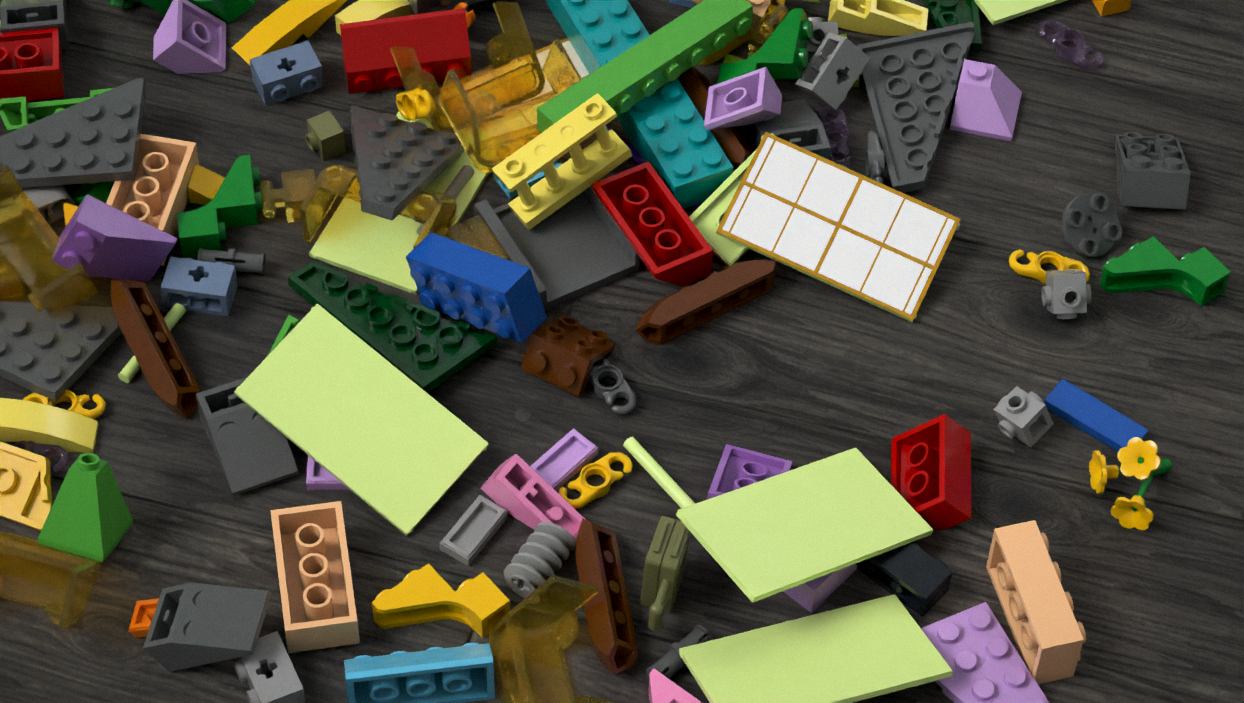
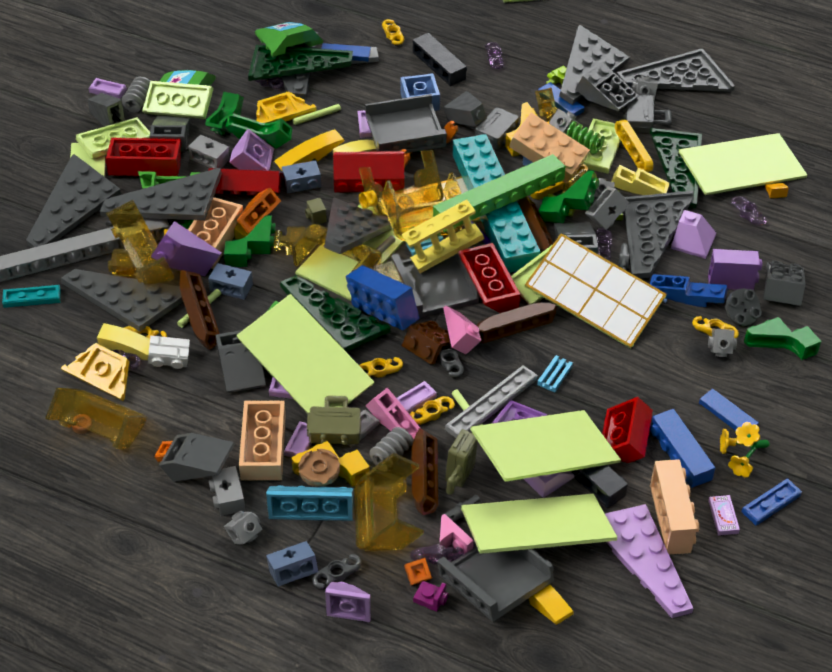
camera: 10 degrees right, 5 degrees down
(87, 512) = (143, 388): bright green slope -> none
(112, 46) = (209, 152): none -> light grey brick
(117, 433) = (168, 351): none -> white brick
(196, 92) = (248, 181): none -> red slope
(222, 145) = (257, 208): none -> orange slope
(253, 262) = (261, 272): dark grey pin -> none
(379, 564) = (299, 441): none -> lavender tile
(424, 615) = (319, 467): none -> medium nougat tile
(435, 529) = (334, 424): none -> olive piece
(507, 413) = (369, 366): none -> yellow piece
(623, 331) = (462, 332): none -> bright pink slope
(694, 454) = (492, 401): none -> light grey tile
(743, 100) = (552, 217): lavender slope -> none
(801, 365) = (561, 363): none -> medium azure tile
(984, 207) = (683, 291): none -> blue slope
(1023, 416) = (685, 404): light grey brick -> none
(1029, 491) = (682, 446): none -> brick
(1065, 159) = (734, 268): none -> medium lavender brick
(1117, 602) = (723, 515): none -> lavender tile
(1191, 568) = (771, 502): none -> blue tile

